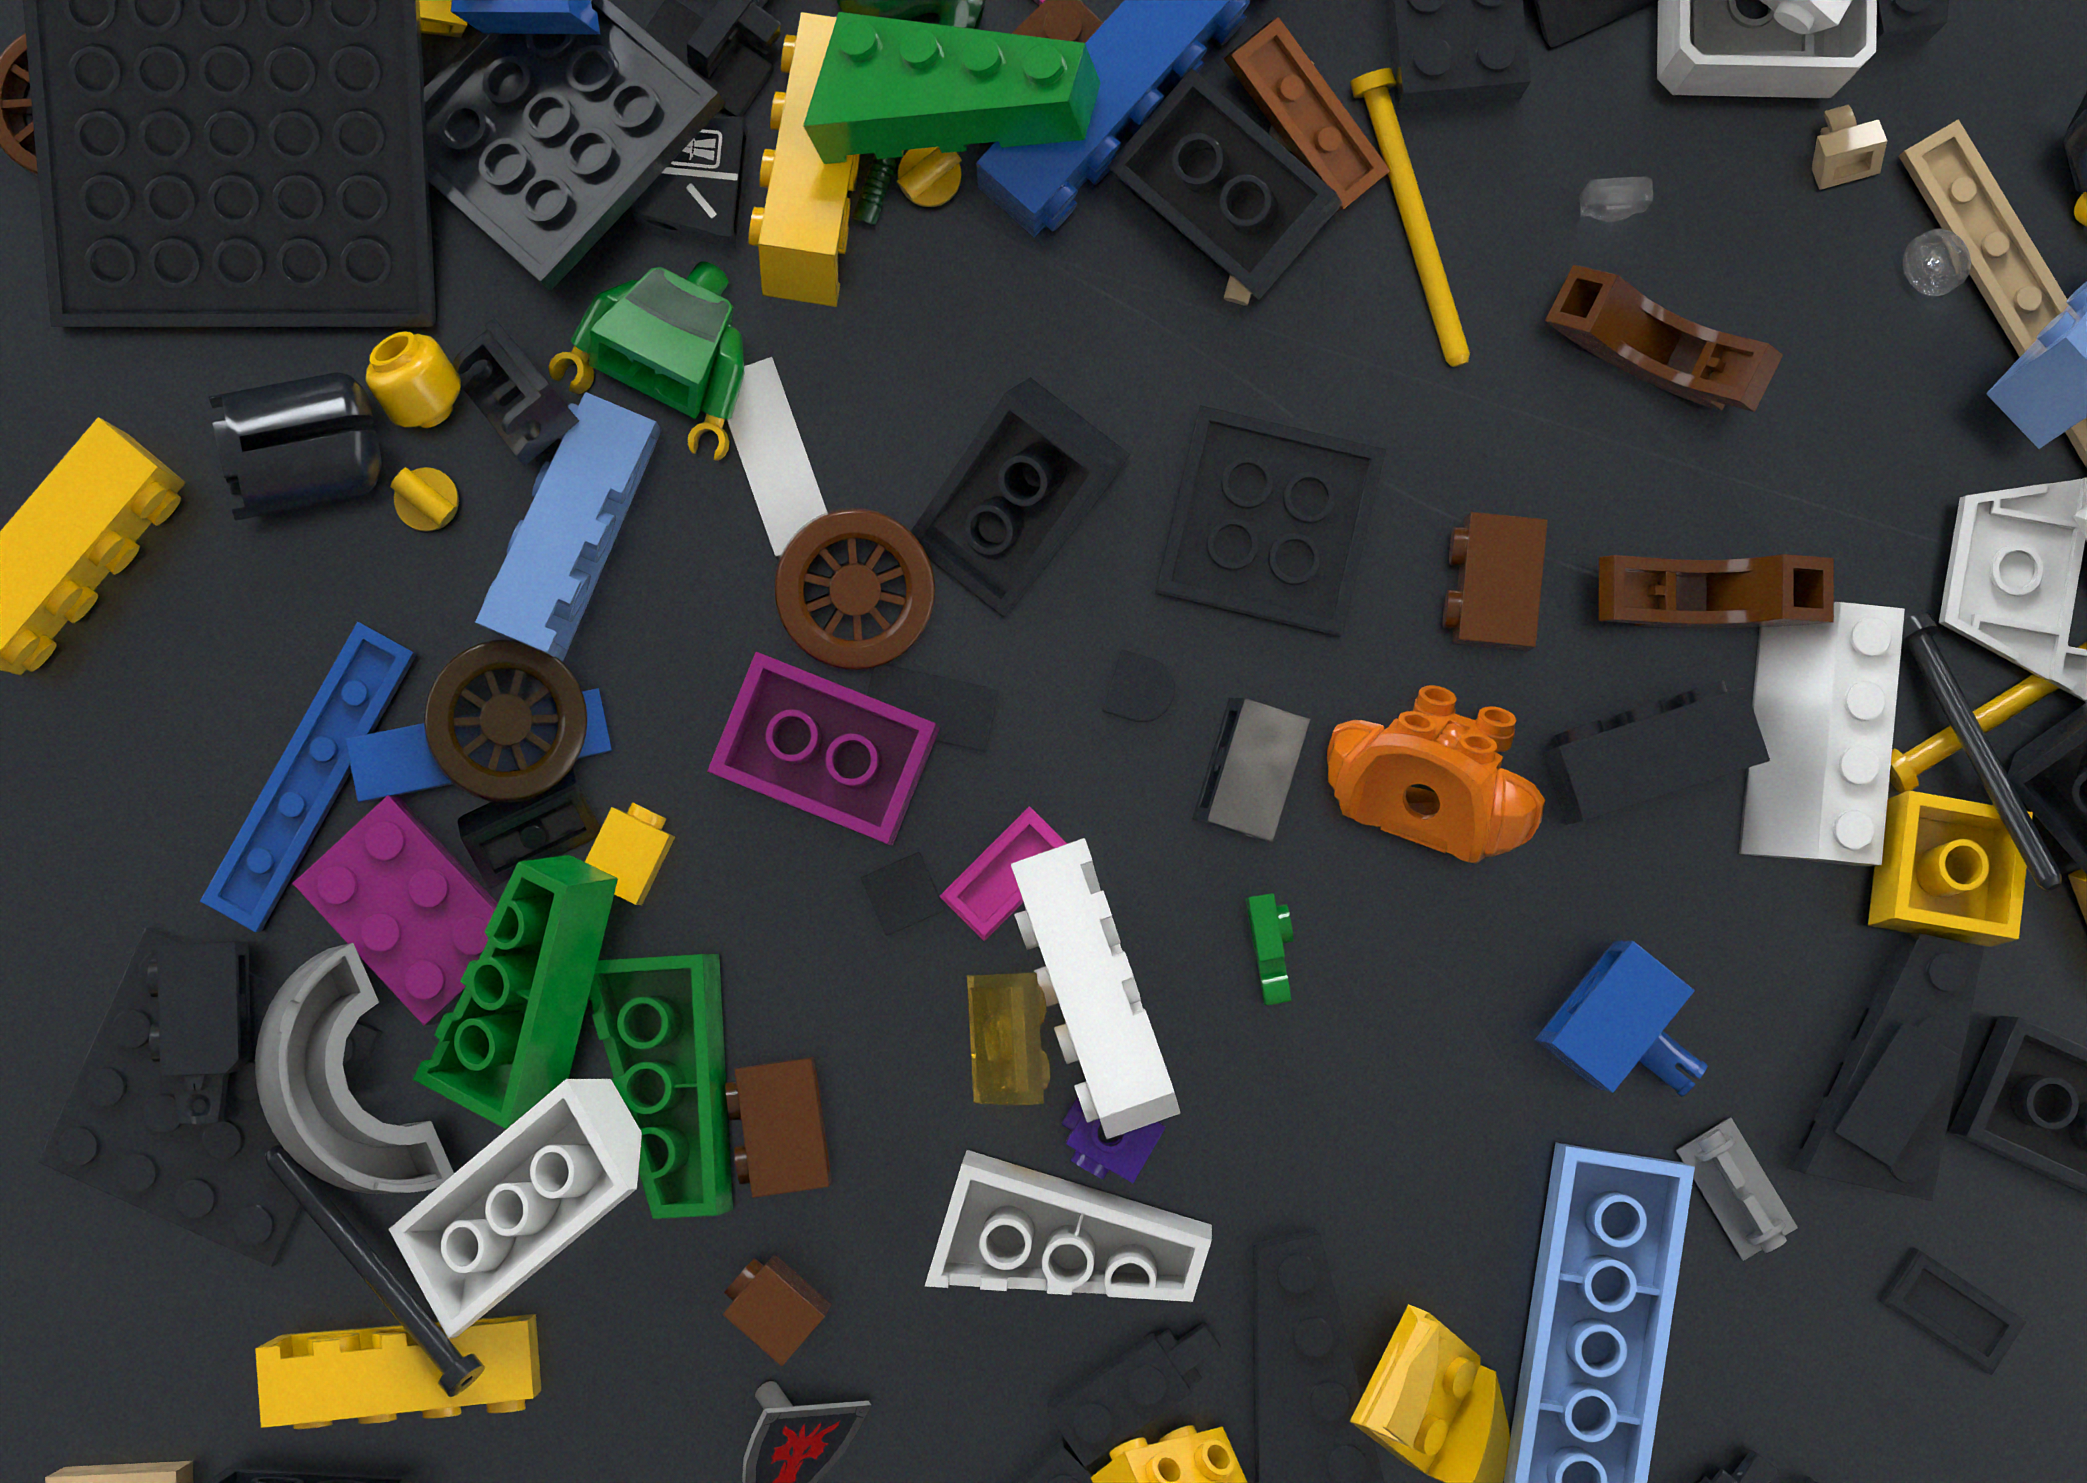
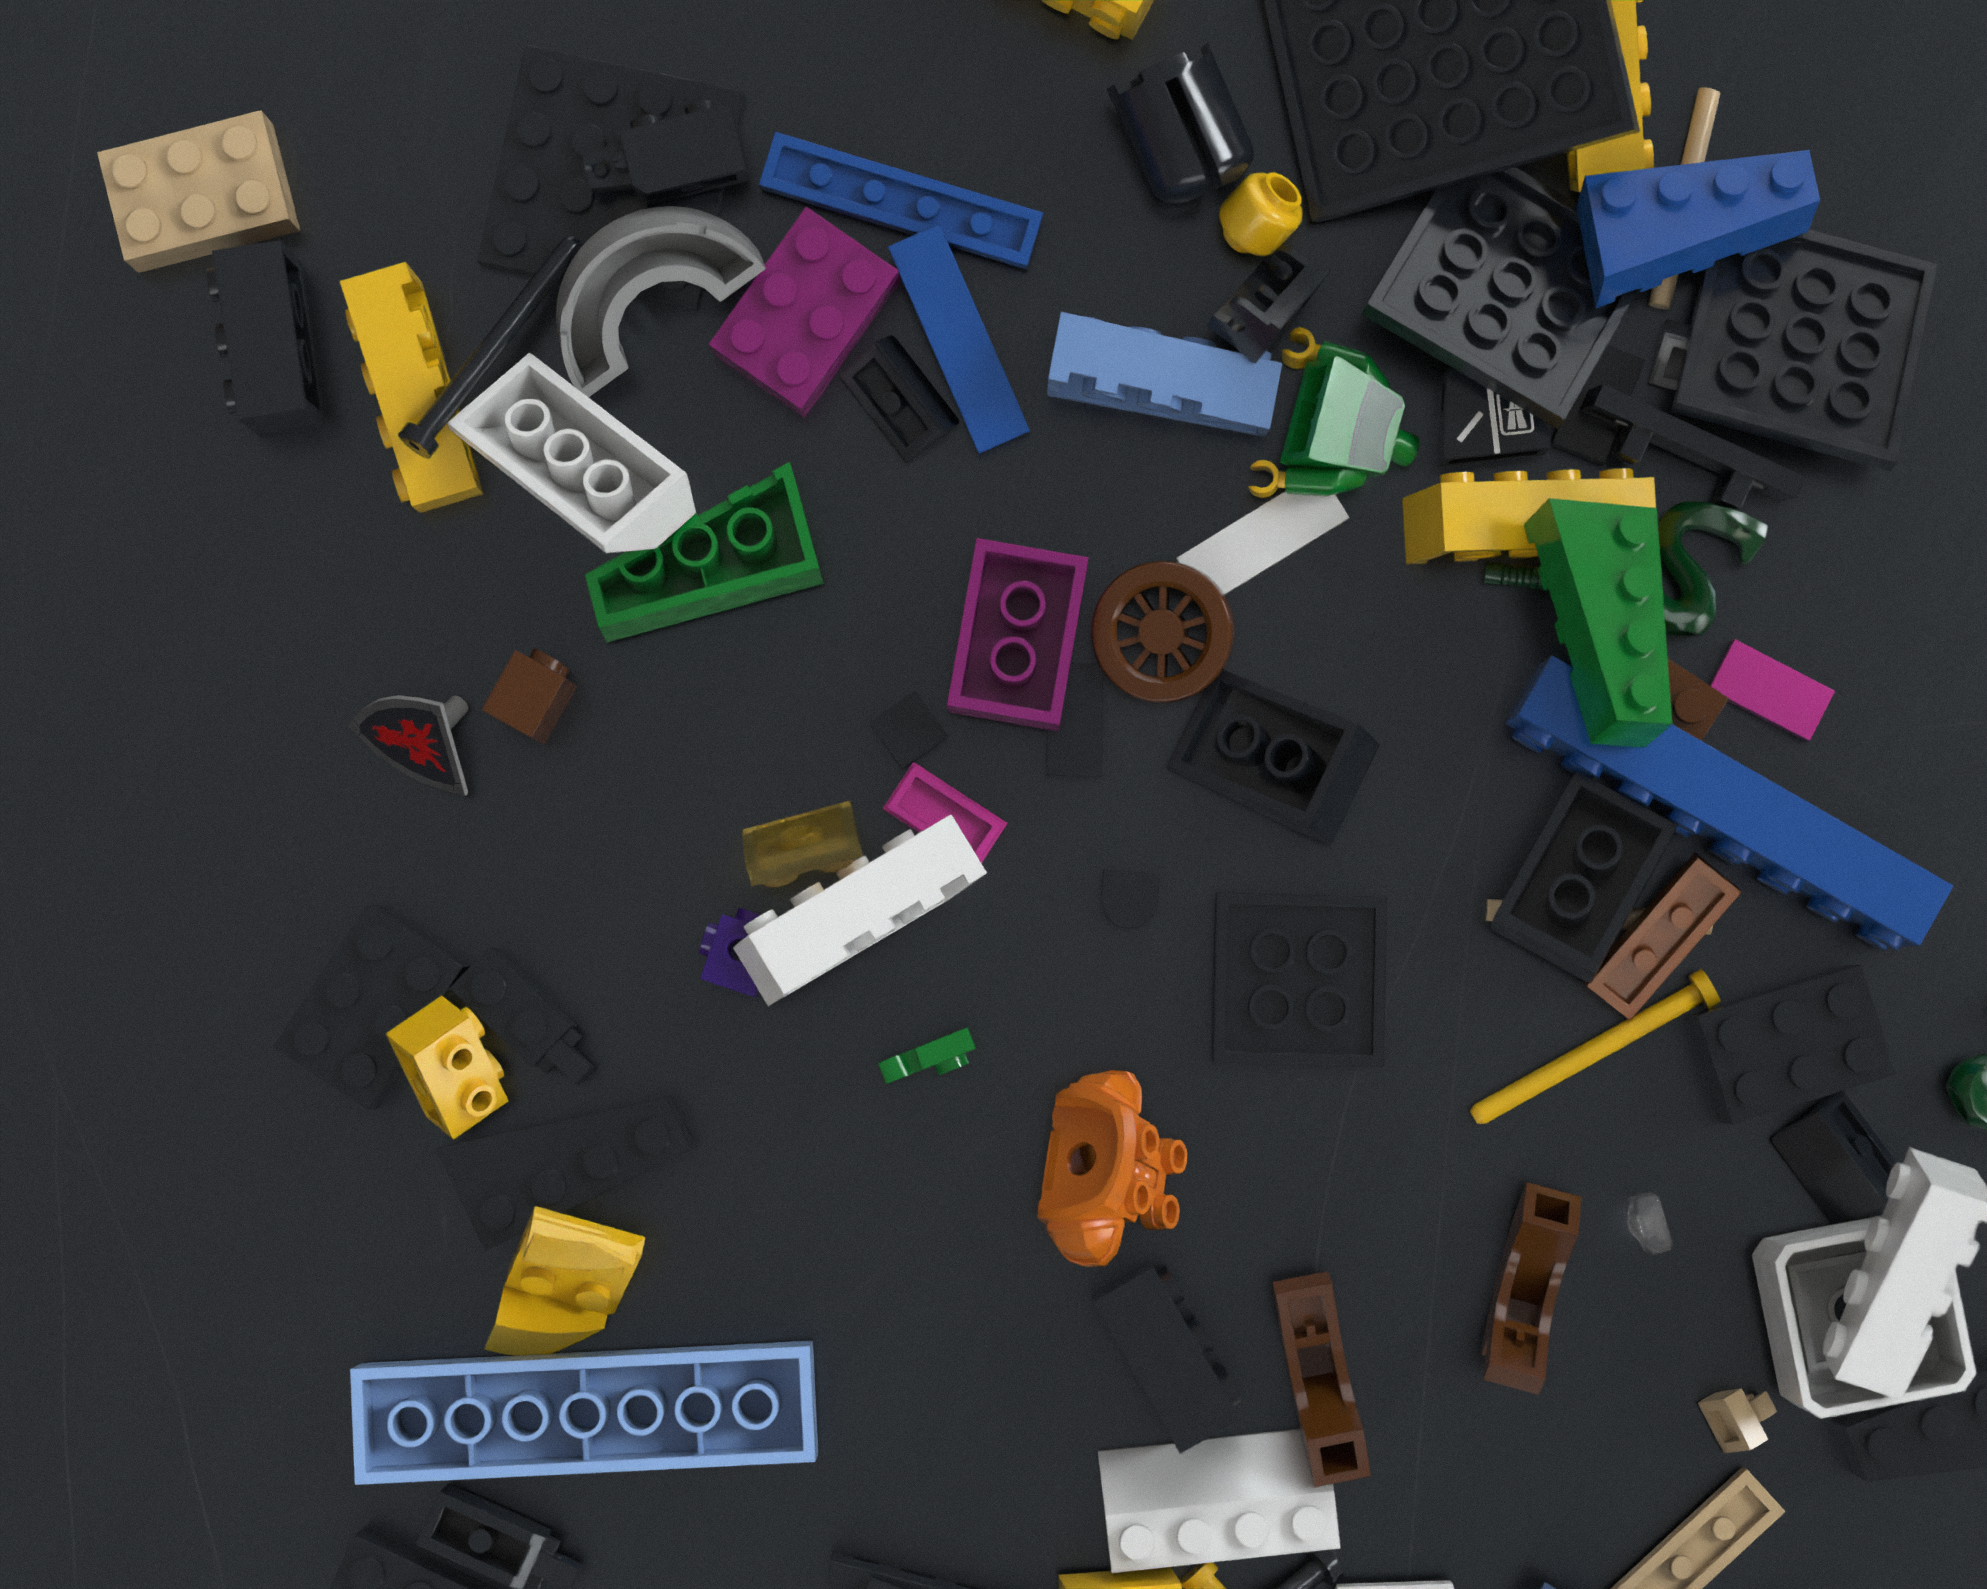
camera: 85 degrees right, 0 degrees up
(425, 498) = (1162, 247): yellow plate -> none
(505, 721) = (983, 356): dark brown wheel -> none
(525, 993) = (754, 425): green wedge -> none
(632, 850) = (893, 486): yellow brick -> none
(780, 1127) = (685, 667): reddish brown brick -> none
(929, 176) = (1534, 620): yellow plate -> none
(1062, 1238) = (642, 926): white wedge -> none
(1251, 768) = (1080, 1008): hinge -> none
(1497, 581) = (1289, 1188): reddish brown brick -> none
(1620, 1020) = (928, 1373): blue brick -> none
(1738, 1190) = (804, 1507): light grey hinge -> none
(1936, 262) = (1654, 1518): clear tile -> none

